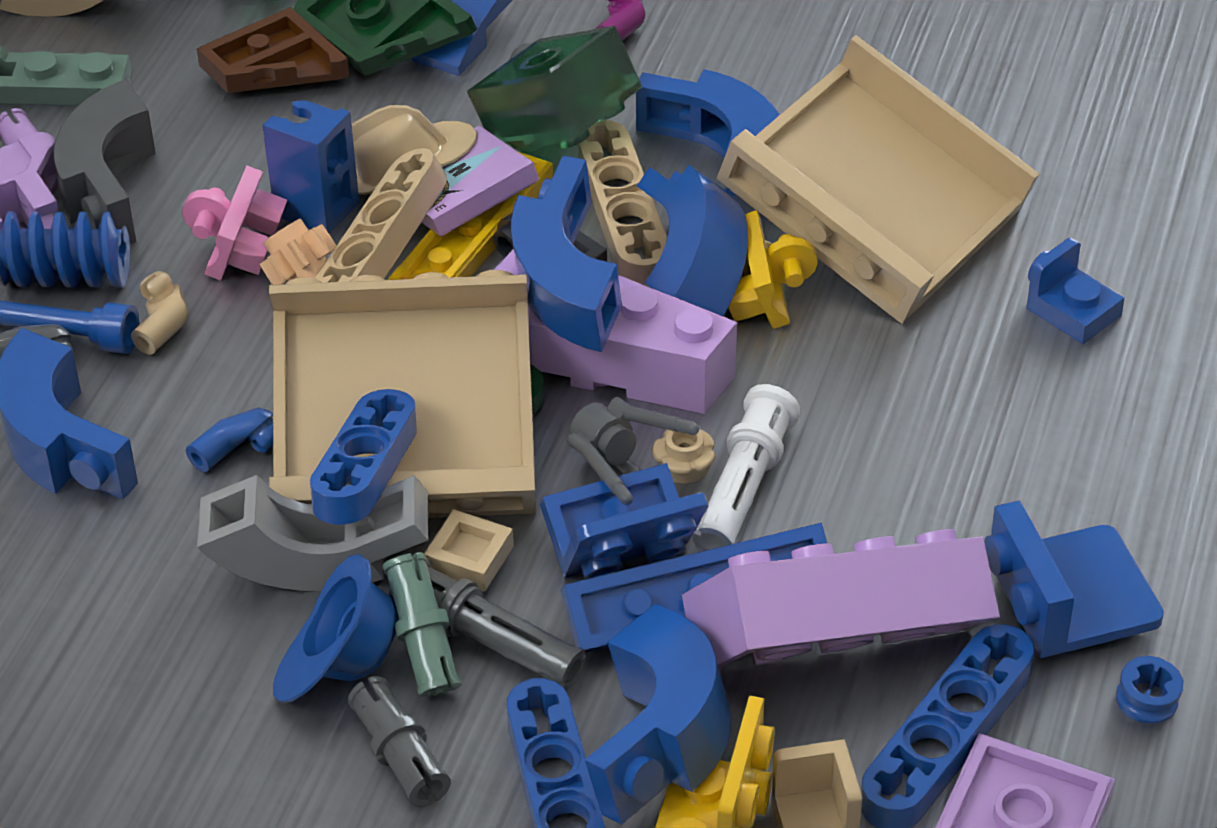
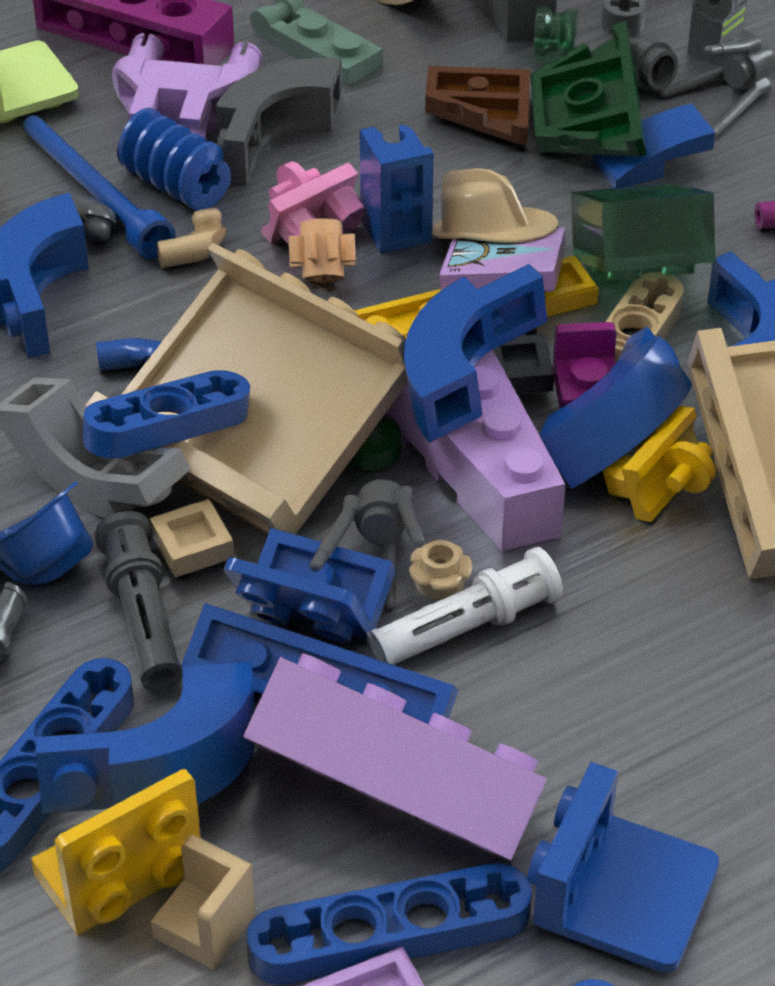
camera: 40 degrees right, 0 degrees up
(387, 218) = (400, 260): tan beam -> none
(422, 624) = (81, 566): sand green pin -> none
(631, 228) = (581, 357): none -> magenta bracket

